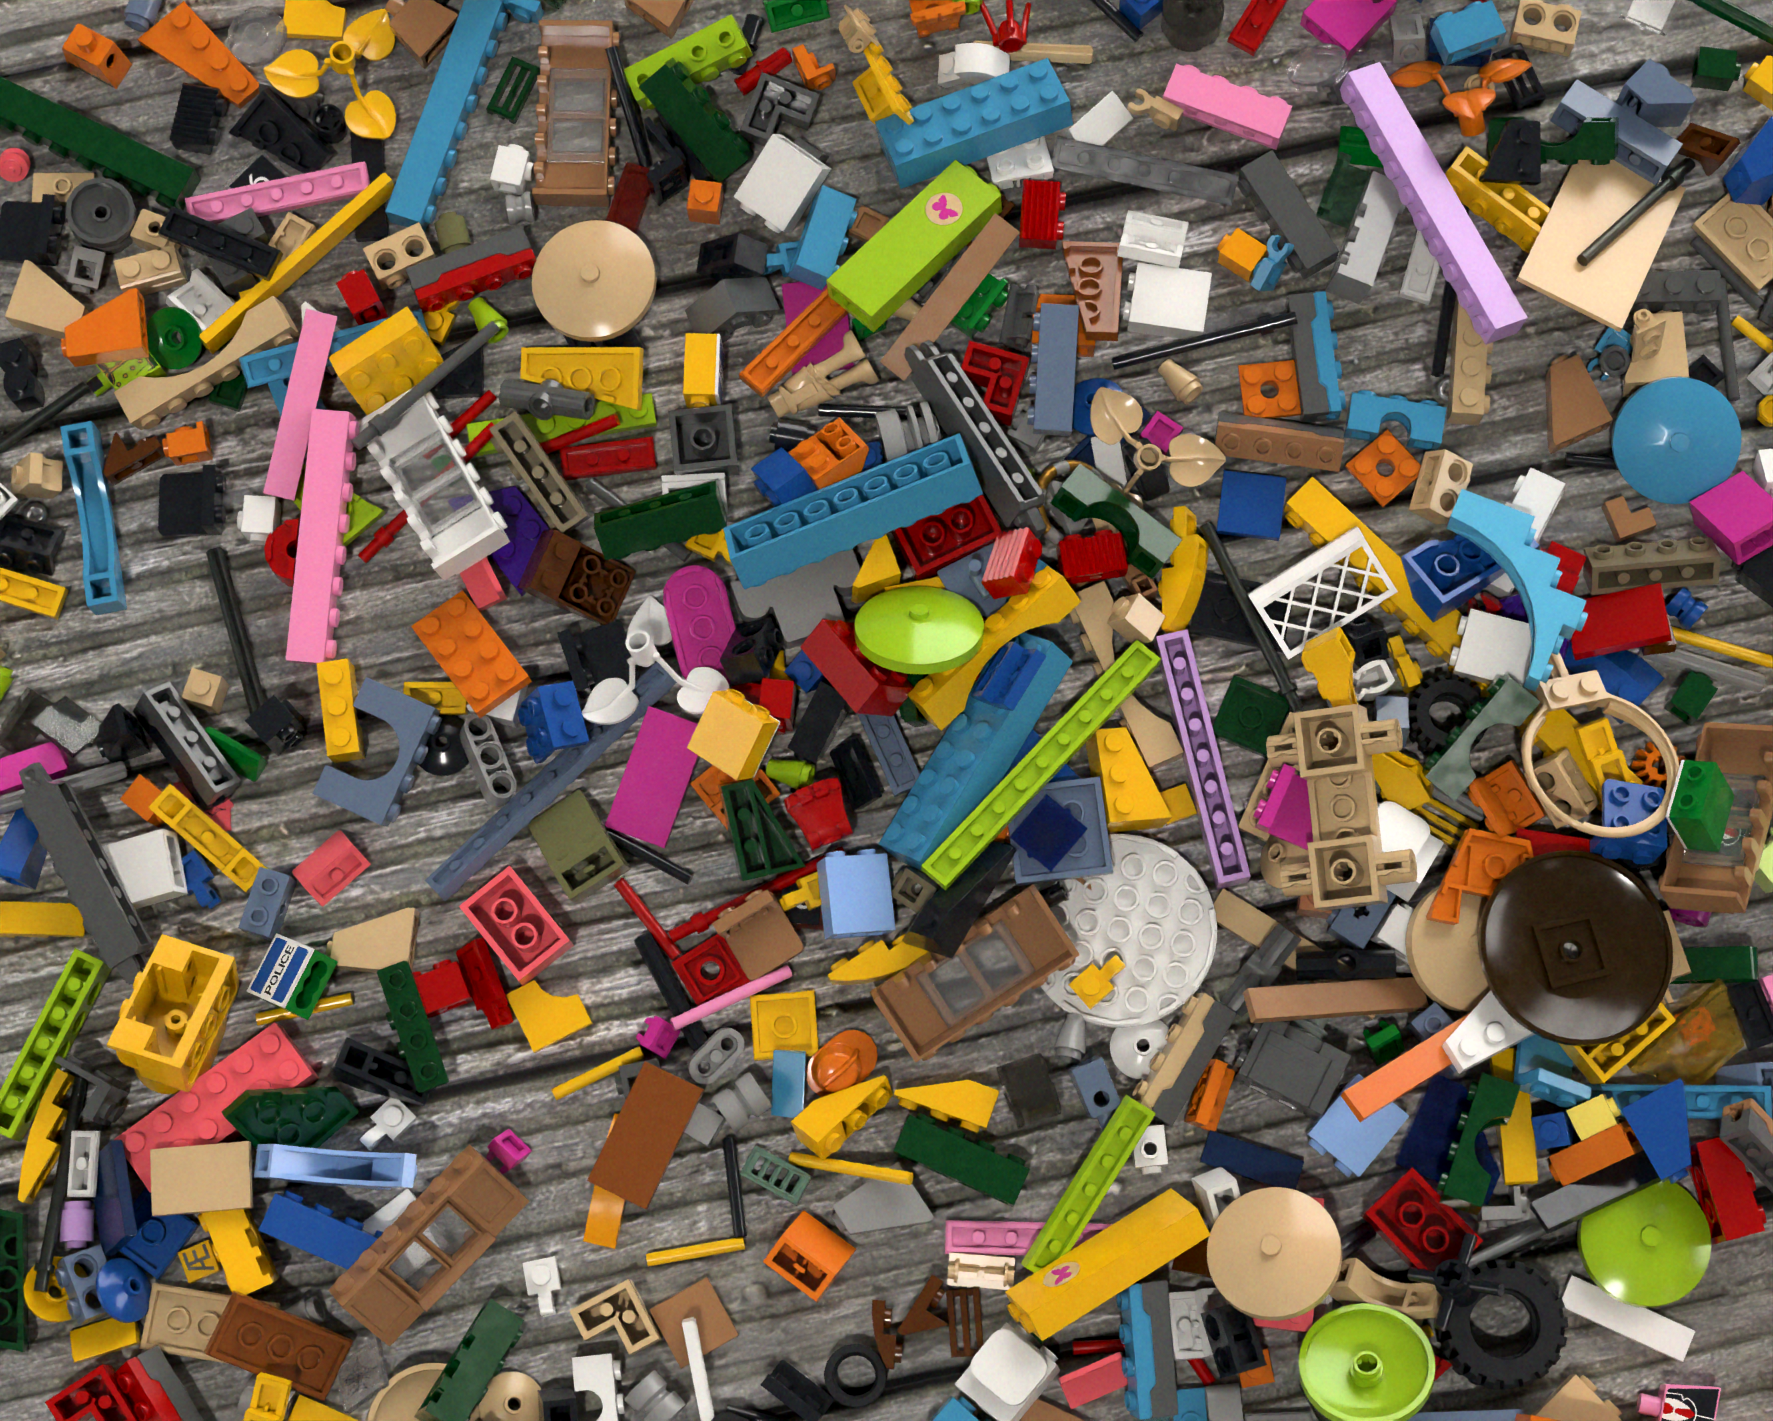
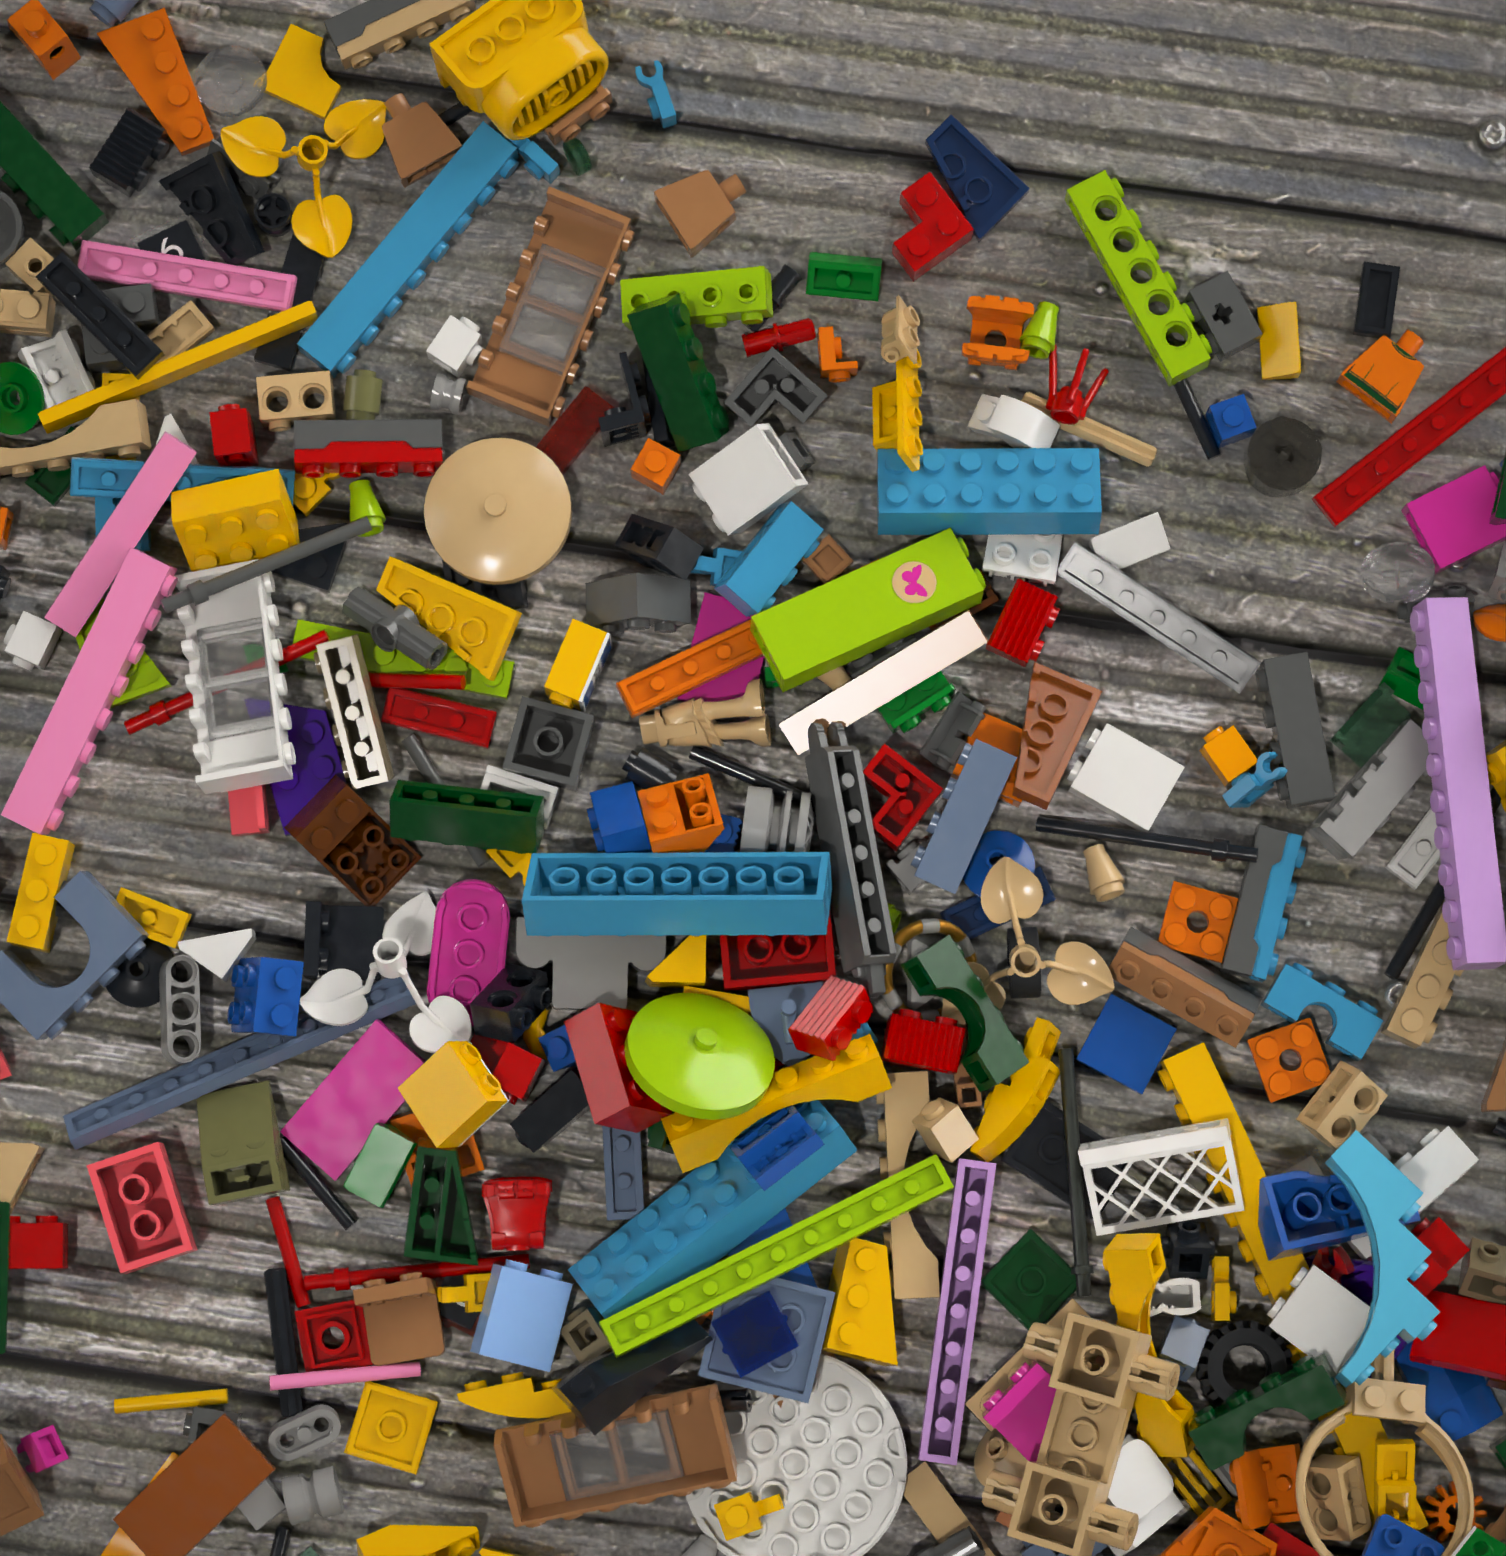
camera: 15 degrees right, 5 degrees up
(280, 550) = (40, 688): red cylinder -> none
(471, 654) = (205, 885): orange plate -> none
(472, 413) = (308, 608): red bar -> none
(484, 983) = (85, 1256): red hinge -> none
(524, 94) = (509, 255): dark green tile -> none
(547, 1017) = (139, 1318): yellow tile -> none
(628, 106) = (611, 324): black bar -> none
(658, 1037) = (250, 1388): dark pink tile -> none
(695, 819) = (380, 1164): none -> slope
(788, 1083) = (371, 1493): dark azure slope -> none
(791, 772) = (505, 1151): lime cone -> none
(841, 1062) = (437, 1493): orange piece -> none
(855, 774) = (573, 1180): black plate -> none
(1109, 462) = (987, 940): white sticker -> none
(1153, 239) = (1136, 700): white slope -> none
(1160, 111) = (1205, 558): tan plate -> none
(1161, 431) = (1058, 924): dark pink plate -> none
(1178, 803) = (913, 1347): yellow tile -> none
(1228, 106) = (1278, 578): bright pink brick -> none

